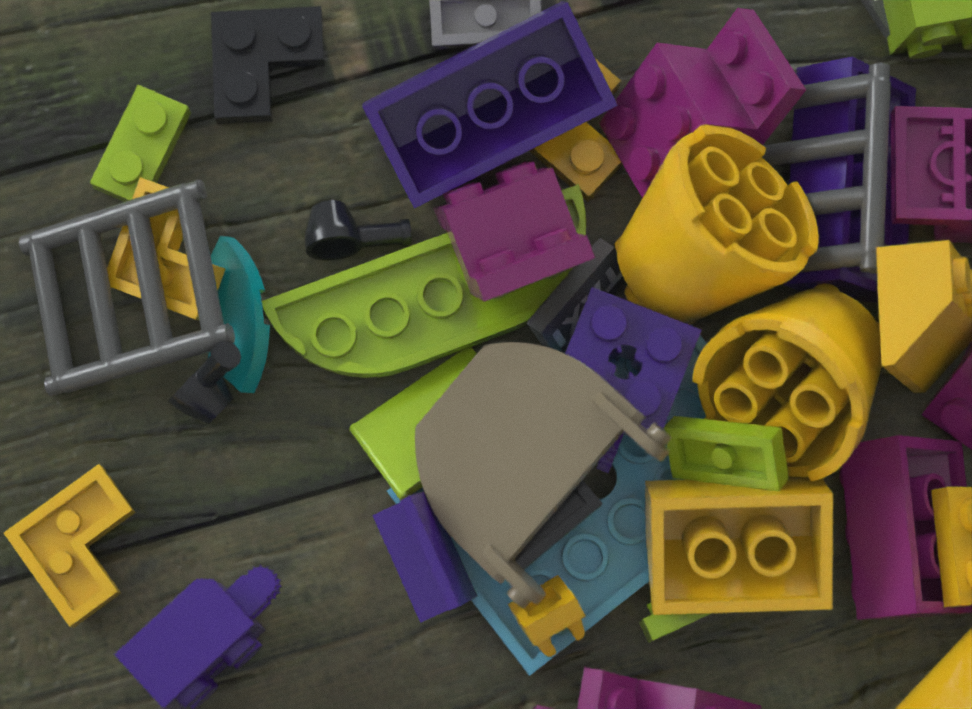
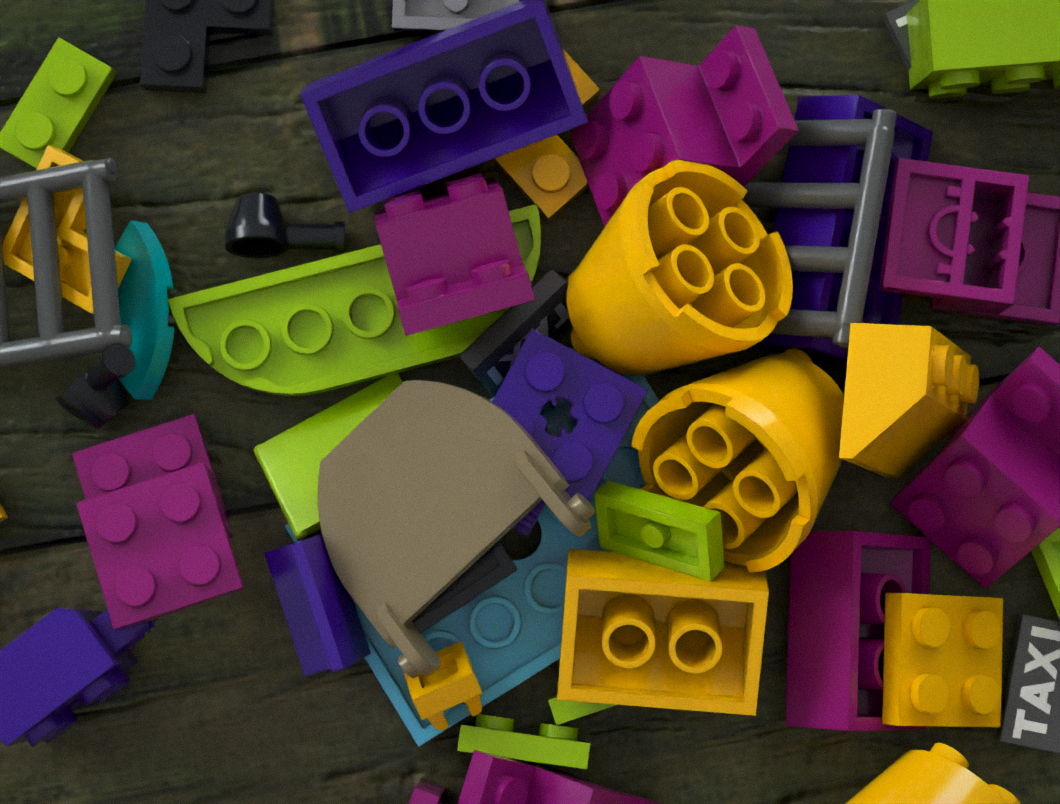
camera: 10 degrees right, 5 degrees up
(274, 498) = (156, 523): none -> magenta bracket
(649, 662) = (553, 746): none -> lime plate

